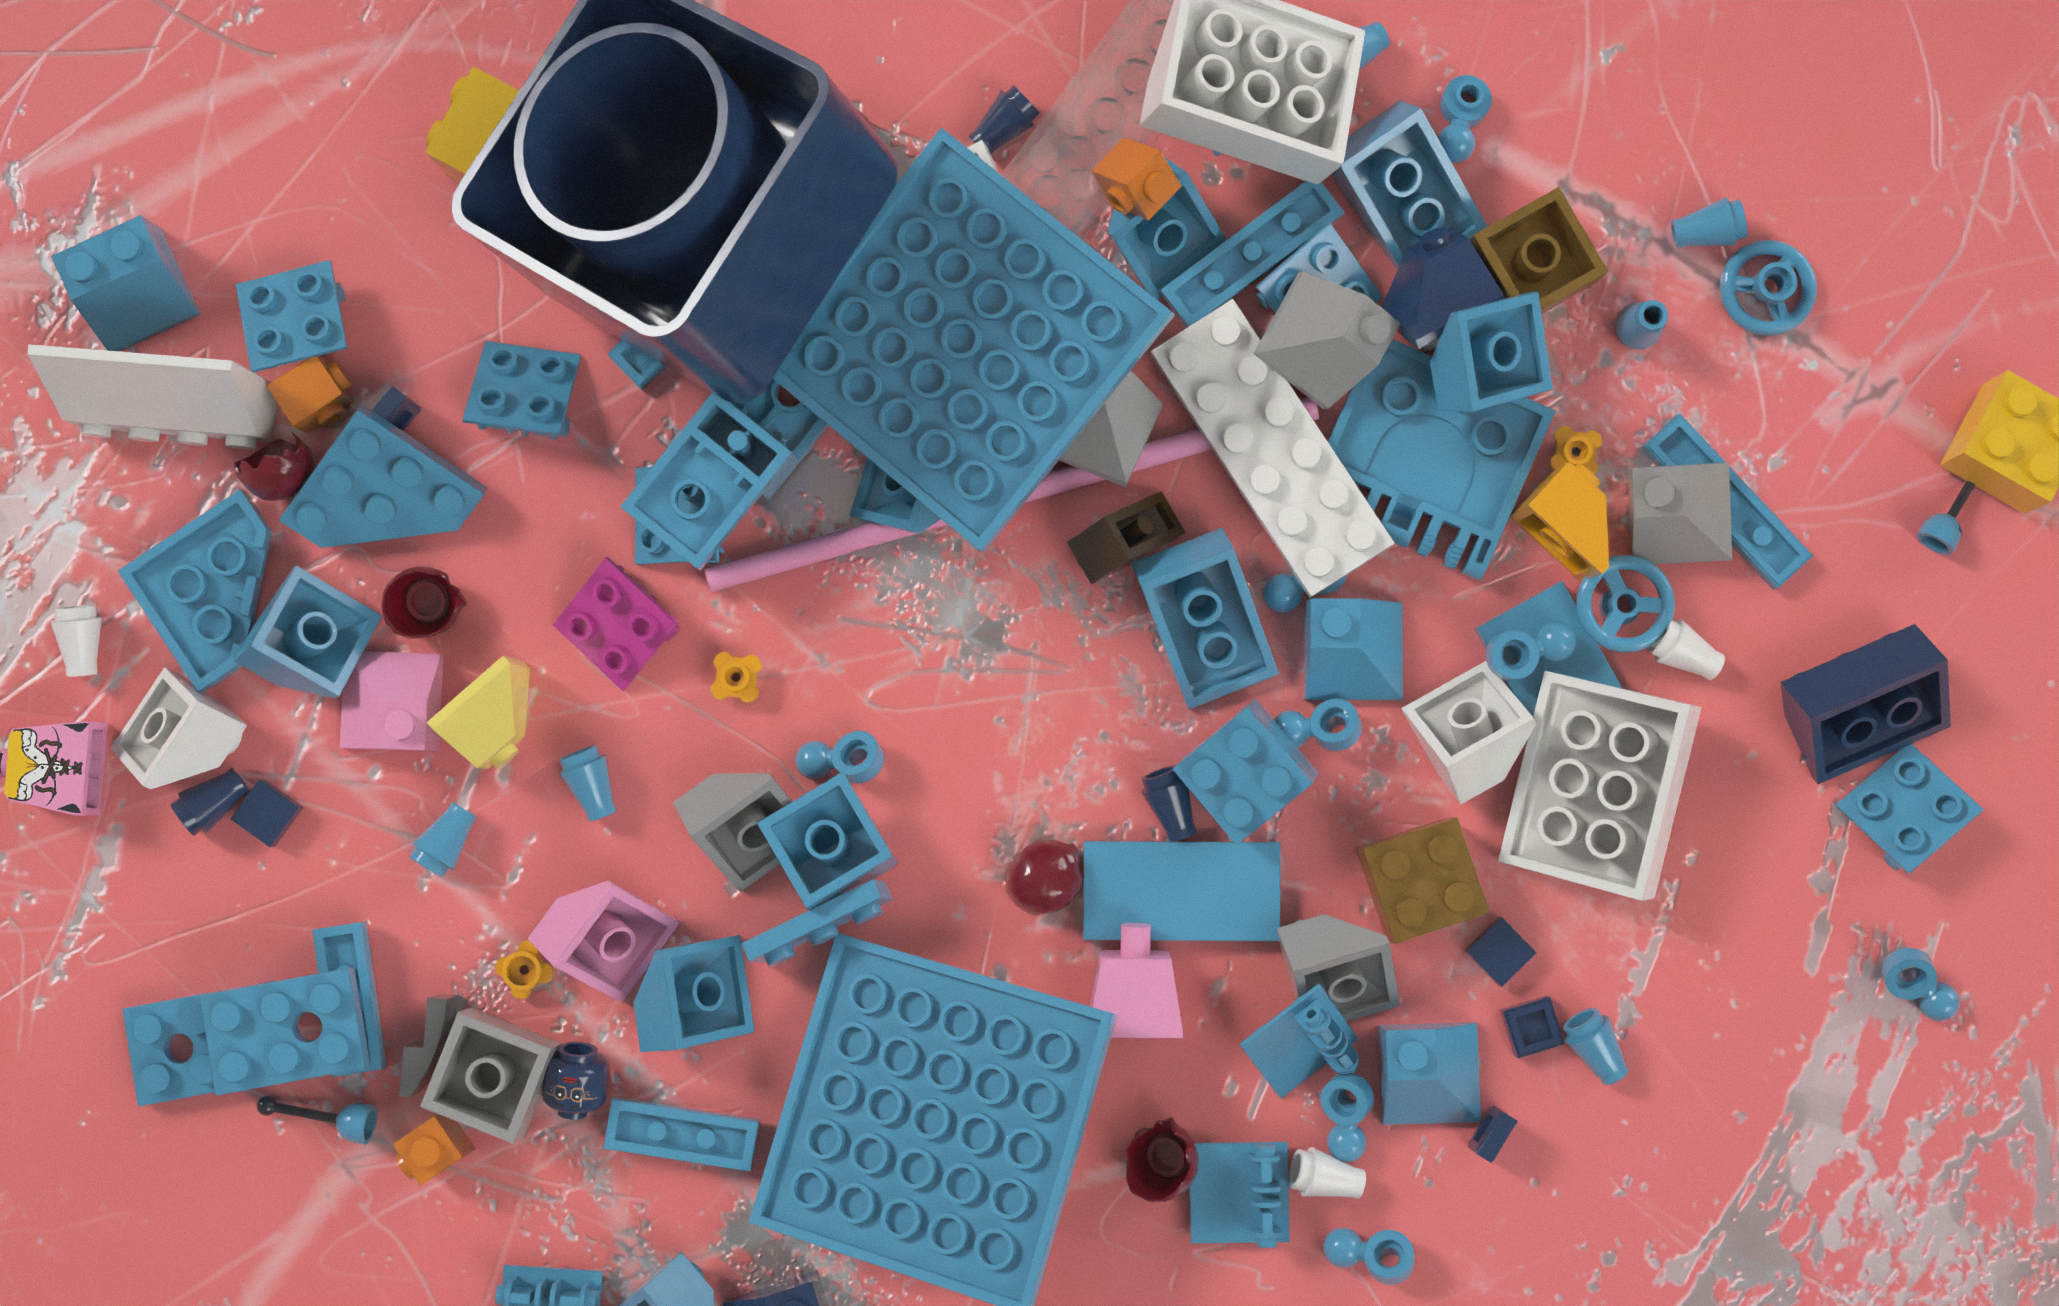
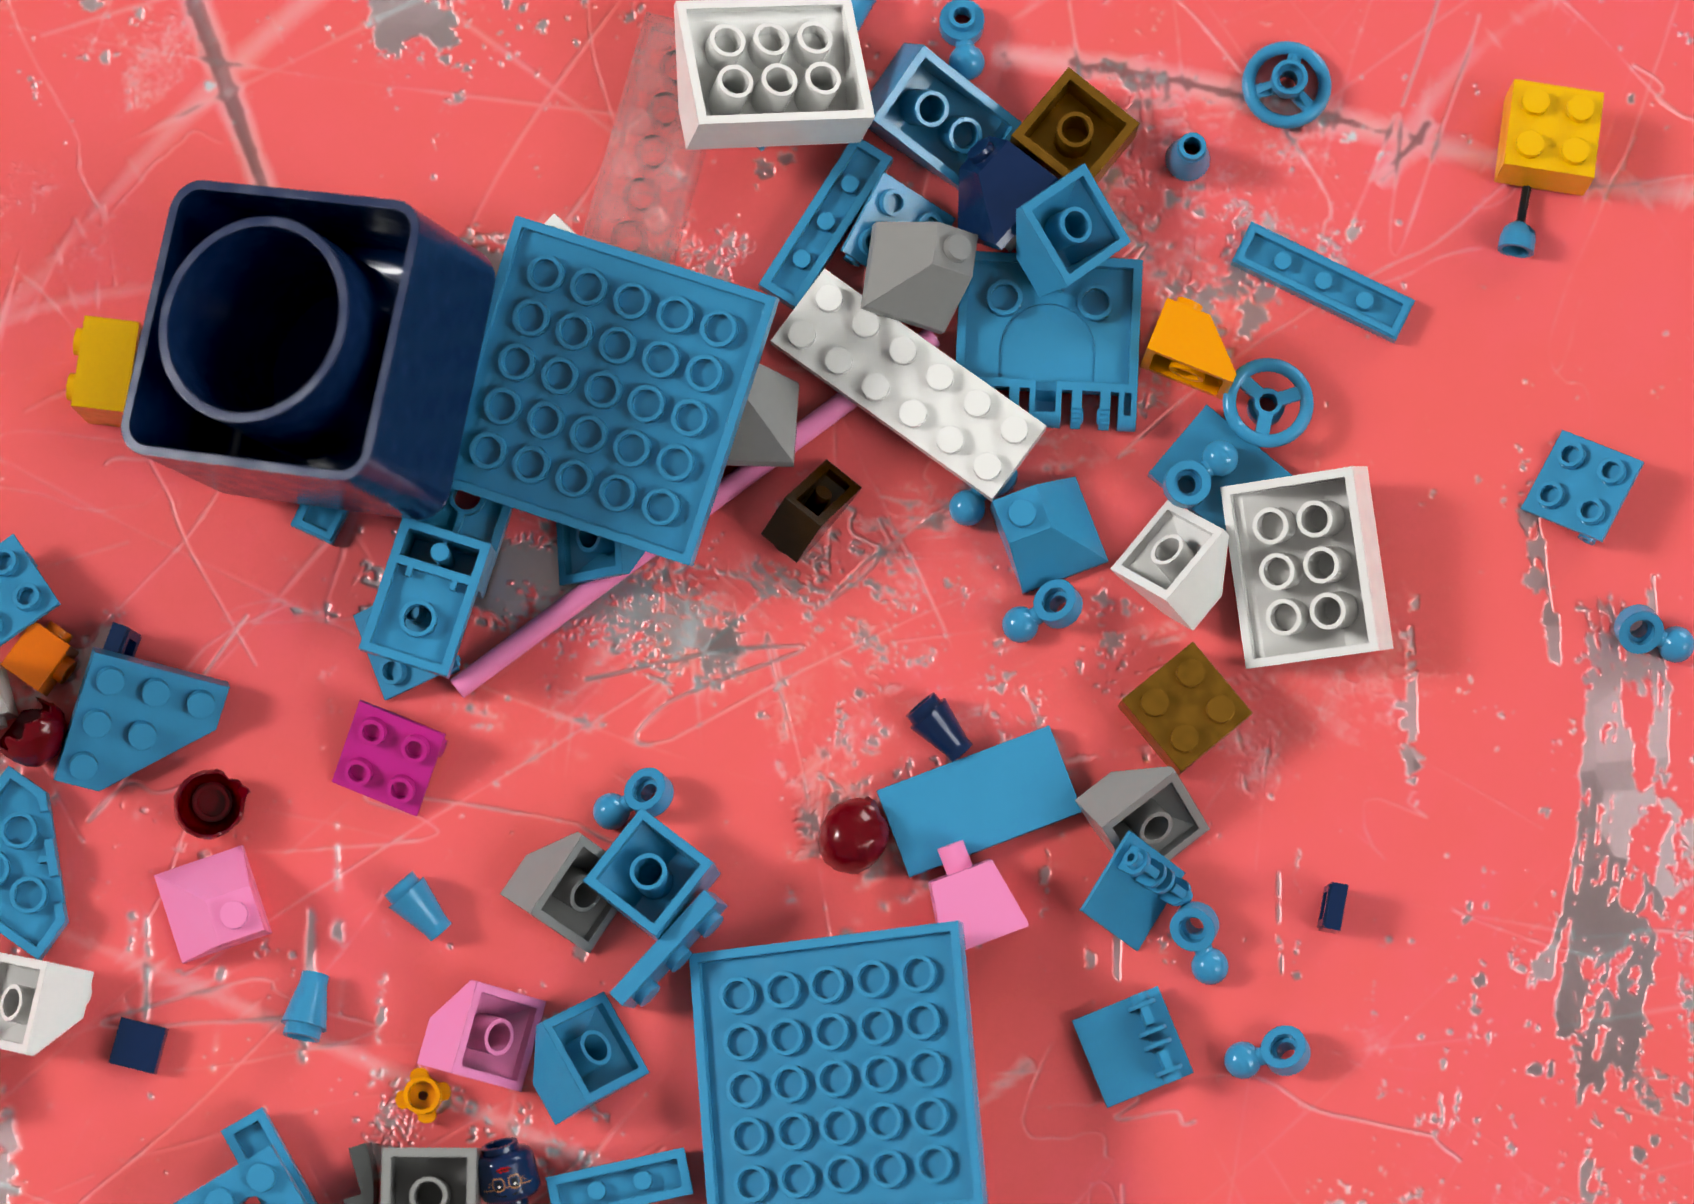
camera: 25 degrees left, 5 degrees down
(209, 801) = (84, 1053): dark blue cone -> none
(308, 636) = (118, 872): dark azure slope -> none
(488, 715) = (308, 879): light yellow slope -> none
(522, 390) = (227, 584): dark azure hinge -> none
(746, 686) = (501, 759): light orange plate -> none
(1005, 119) = (565, 188): dark blue cone -> none
(1136, 178) = (700, 196): orange brick -> none
(1161, 1162) = (1053, 1043): dark red hair -> none
(1171, 240) = (737, 226): dark azure slope -> none
(1205, 617) = (908, 554): dark azure slope -> none
(1246, 771) = (994, 672): dark azure brick -> none
(1324, 1176) = (1200, 1001): white cone -> none
(1429, 1073) = (1258, 877): dark azure slope -> none
(1500, 951) = (1279, 747): dark blue tile -> none
(1532, 1026) = (1332, 802): dark blue tile -> none
(1567, 439) = (1165, 279): light orange plate -> none
(1596, 1044) = (1393, 795): dark azure cone -> none
(1680, 513) = (1285, 306): light grey slope -> none
(1687, 651) = (1338, 424): white cone -> none
(1711, 226) = (1215, 50): dark azure cone -> none
(1868, 702) = (1511, 409): dark blue slope -> none

